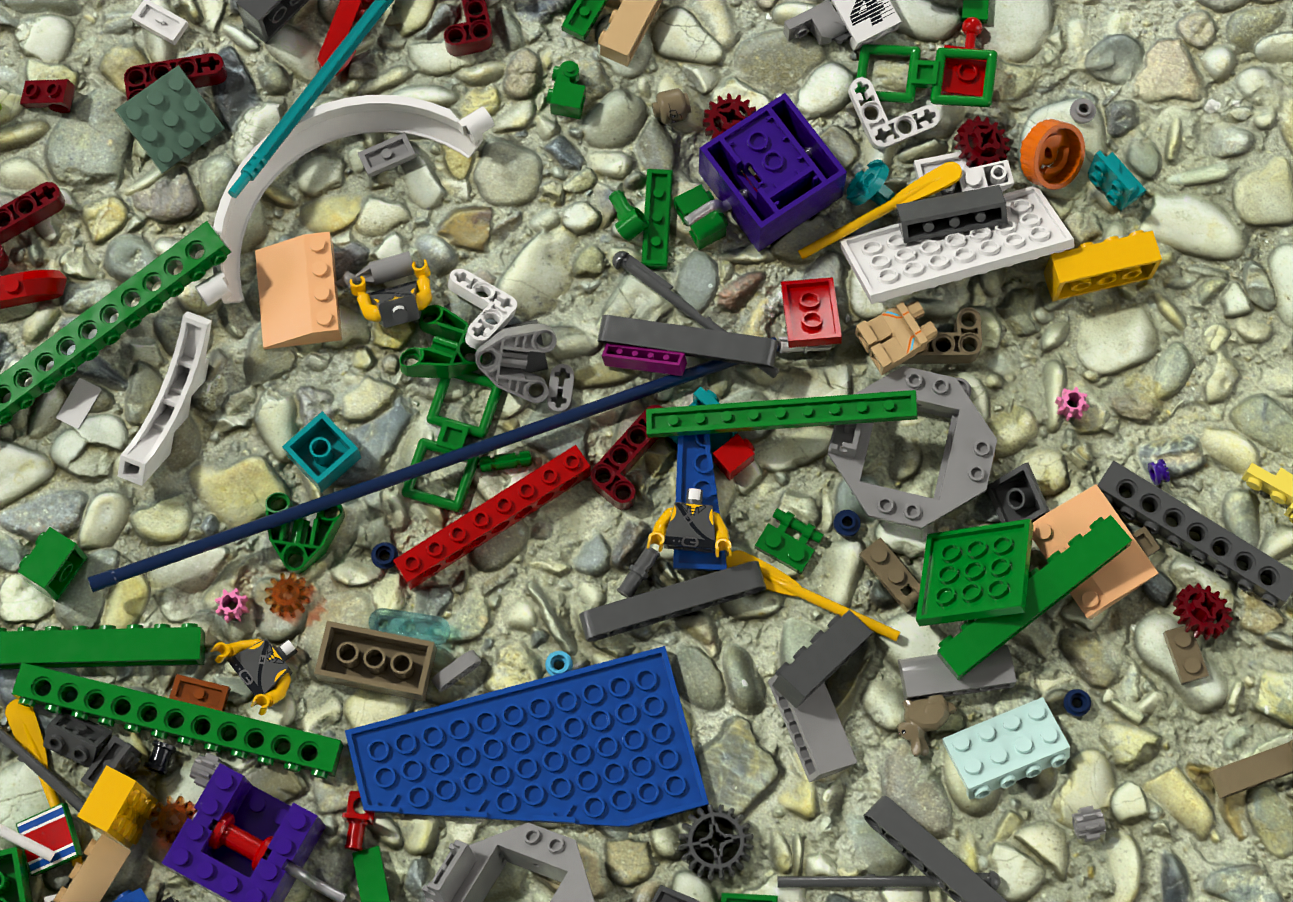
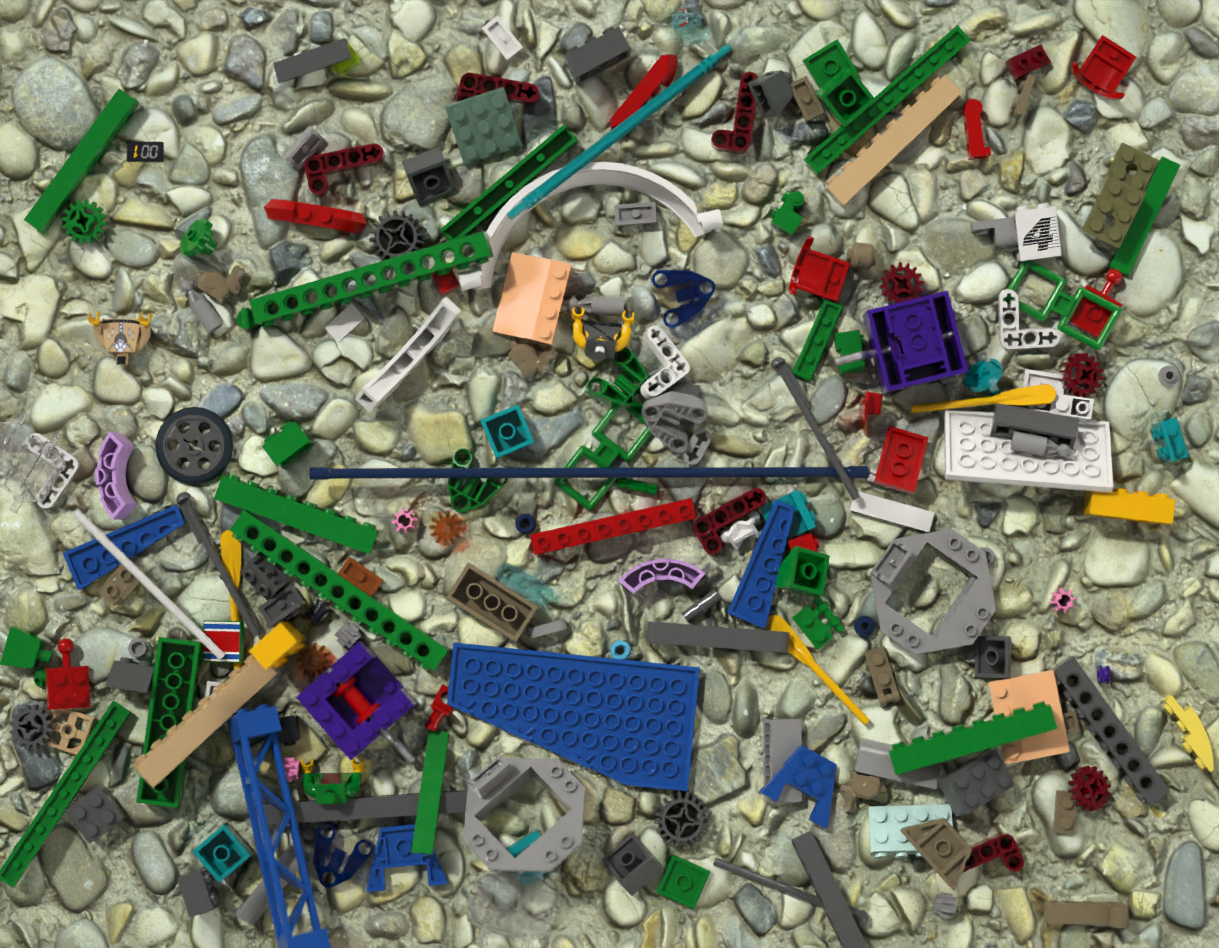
camera: 20 degrees right, 15 degrees up
(50, 94) = (399, 68): dark red plate -> none
(91, 273) = (401, 229): none -> dark grey gear
(125, 199) = (429, 176): none -> dark grey slope
(185, 302) = (446, 283): none -> red brick
(254, 126) = (510, 184): none -> green tile
(260, 668) = (409, 575): torso -> none
(318, 363) = (528, 360): none -> dark tan animal
(481, 217) = (679, 278): none -> clear blue connector
(571, 545) = (661, 570): none -> lavender brick
(628, 142) = (818, 273): none -> red piece
(630, 219) = (797, 336): green pin -> none
(644, 359) = (765, 449): magenta piece -> none
(652, 464) = (741, 530): none -> white piece
(689, 340) = (802, 449): dark grey beam -> none
(691, 527) = (750, 592): torso -> none
(747, 482) = (803, 572): none -> green slope
(749, 266) = (870, 406): none -> red panel
(782, 414) = (847, 537): green plate -> none
(822, 658) = (806, 721): dark grey brick -> none
(824, 378) = (892, 511): none -> white tile
(853, 725) = (809, 774): none -> blue wing
(895, 335) = (960, 503): tan hips -> none
(954, 342) = (978, 514): dark tan beam -> none
(964, 229) = (1037, 445): none -> light grey wheel
(975, 573) = (938, 704): green plate -> none
(1048, 142) = (1123, 398): orange piece -> none
(1052, 748) = (940, 848): none -> dark tan wing
(1061, 654) = (975, 782): none -> dark grey brick
(1080, 695) = (973, 824): dark blue plate -> none
(1103, 748) = (996, 851): none -> dark red beam

